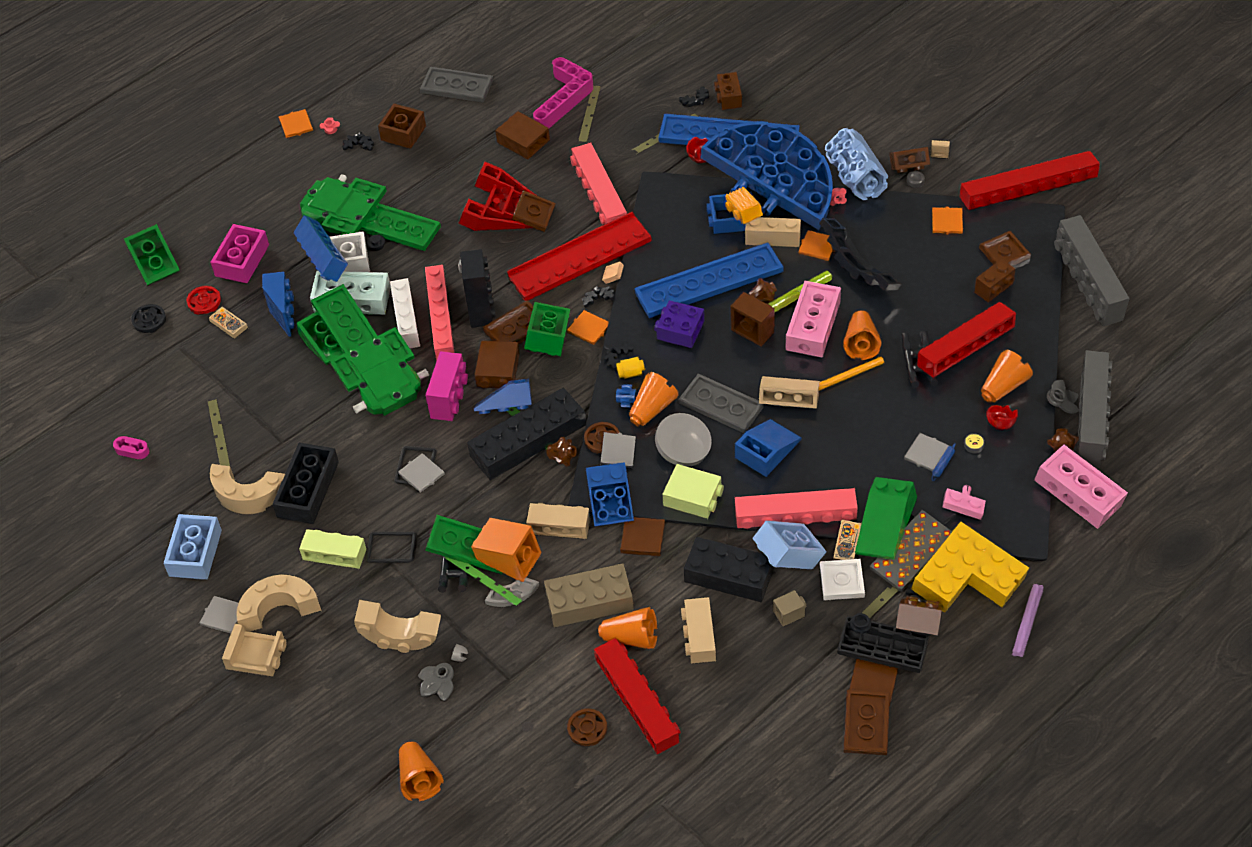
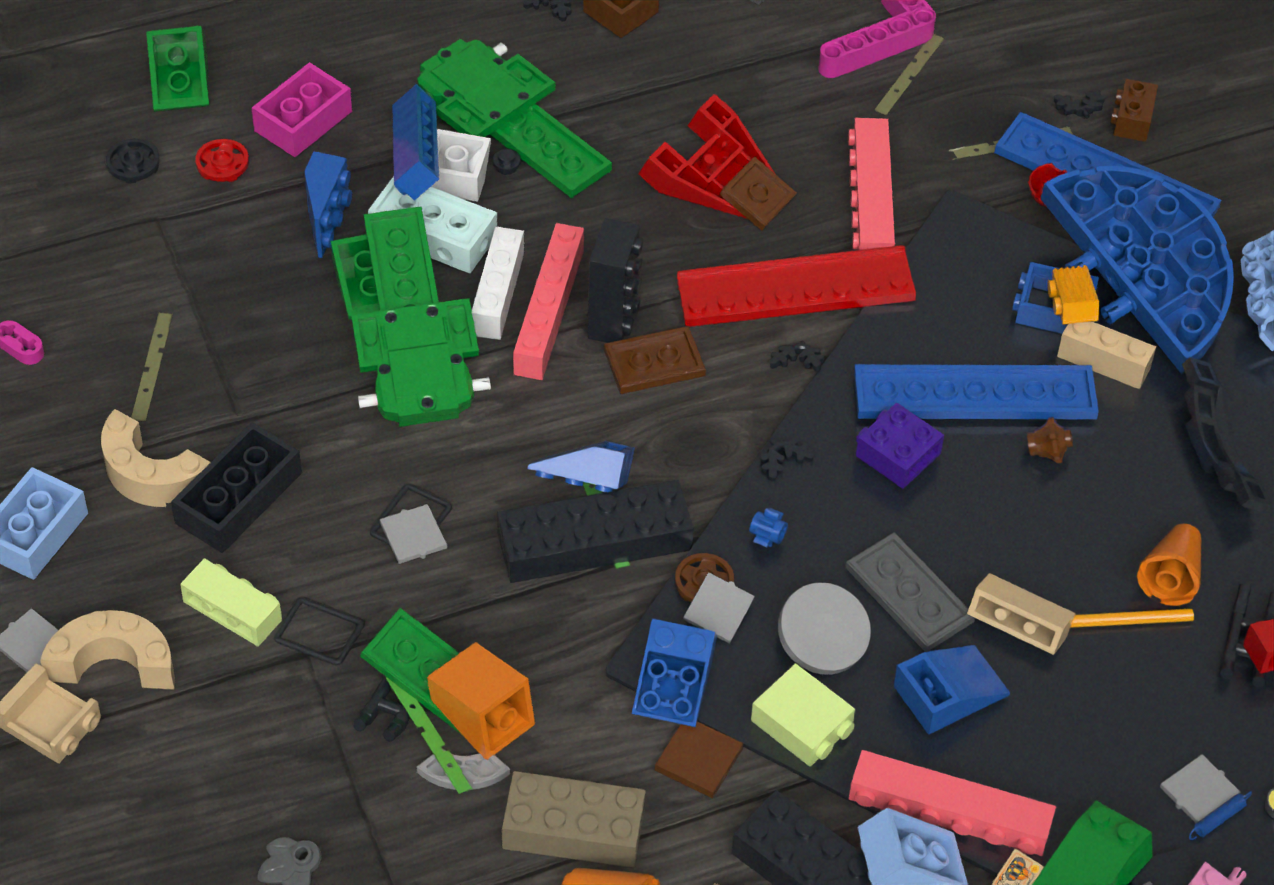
camera: 15 degrees right, 0 degrees up
(228, 322) = (241, 206): tile -> none
(395, 632) = (257, 762): tan brick -> none
(446, 386) = (506, 415): dark pink brick -> none
(458, 652) = (340, 833): light grey hinge -> none
(496, 363) = (598, 407): reddish brown brick -> none
(522, 135) = (793, 73): reddish brown brick -> none
(547, 329) = (696, 380): green slope -> none
(559, 520) = (581, 684): tan brick -> none
(562, 451) = (634, 578): reddish brown rock -> none
(588, 327) = (762, 400): orange piece -> none
(613, 272) = (835, 329): light nougat tile -> none
(630, 368) = (794, 486): yellow brick -> none
(651, 399) = (803, 547): orange cone -> none
(752, 319) = (1013, 477): reddish brown brick -> none
(794, 294) = (1096, 462): lime axle -> none
(816, 246) = (1165, 397): orange piece -> none
(819, 299) = (1109, 510): bright pink brick -> none
(838, 192) = (1232, 324): coral plate -> none

